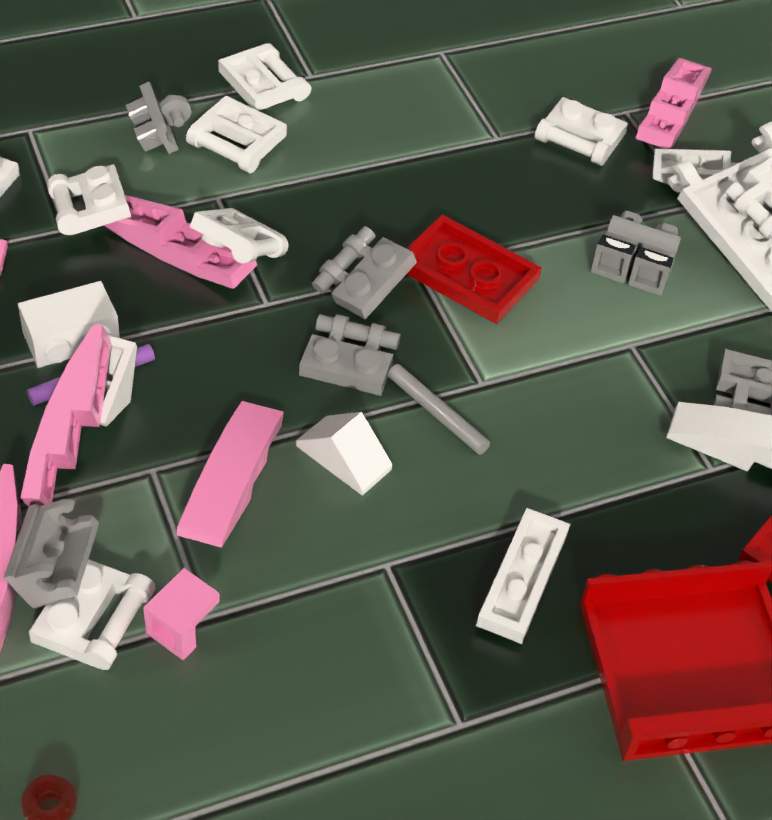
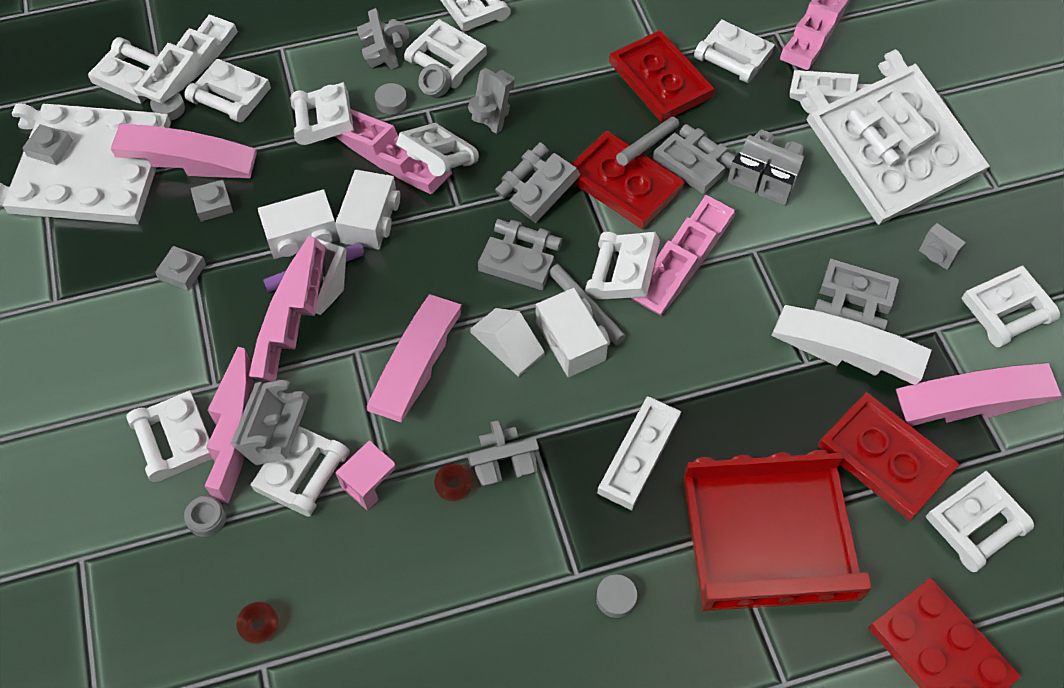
camera: 10 degrees right, 10 degrees up
(157, 305) = (367, 209): none -> white brick
(173, 184) = (391, 98): none -> light grey tile
(226, 162) = (434, 80): none -> light grey tile
(292, 607) = (450, 472): none -> clear red plate
(300, 180) = (491, 98): none -> light grey hips
(334, 590) = (487, 461): none -> light grey hips
(424, 438) = (572, 332): none -> white brick
(491, 365) = (632, 268): none -> white plate
(492, 225) = (647, 141): none -> light grey bar
(499, 156) = (661, 75): none -> red plate
(514, 746) = (616, 596): none -> light grey tile
(549, 351) = (685, 253): none -> bright pink slope
(550, 244) = (689, 162): none -> light grey plate

